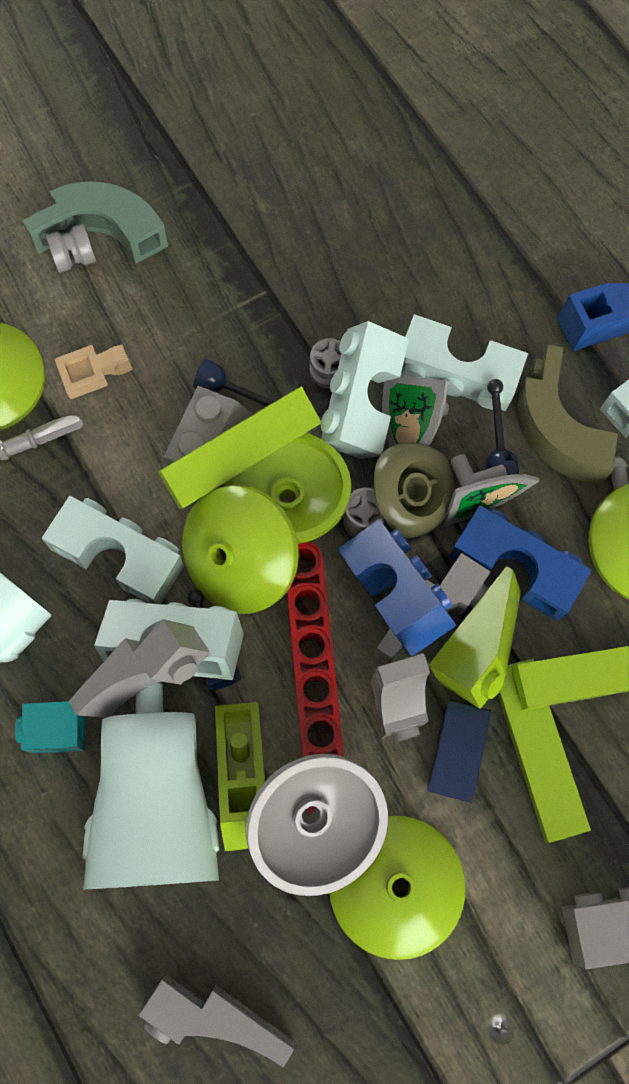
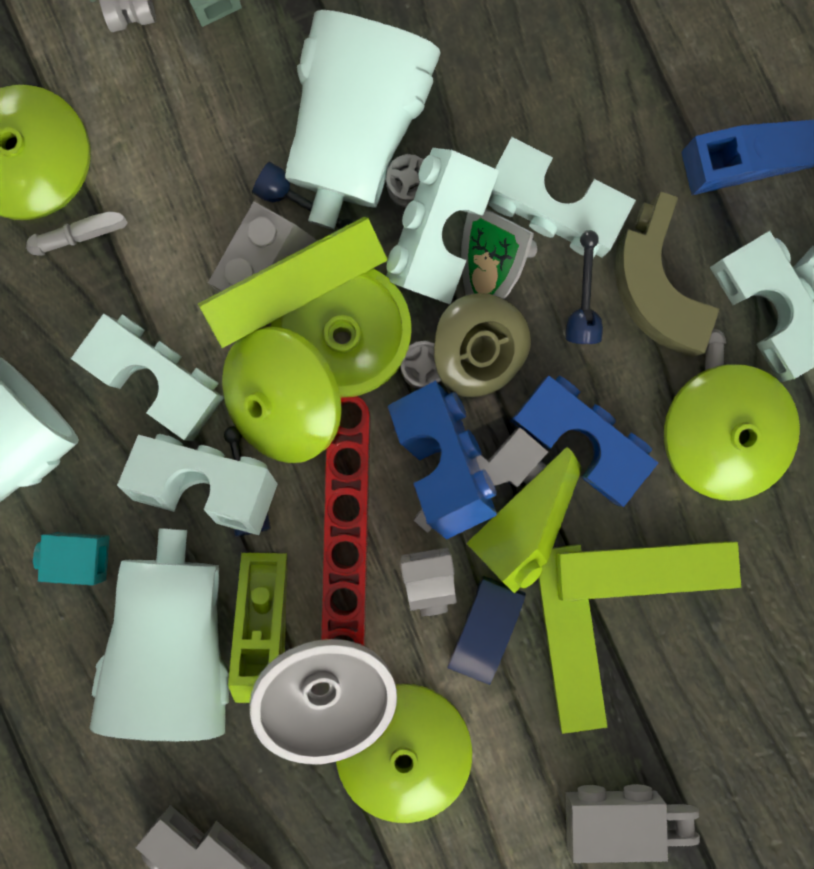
camera: 15 degrees right, 15 degrees up
(86, 370) = (133, 160): tan plate -> none
(165, 655) = (184, 515): light grey slope -> none
(278, 299) = (355, 107): none -> light aqua torso
(484, 488) = (546, 348): light grey shield -> none

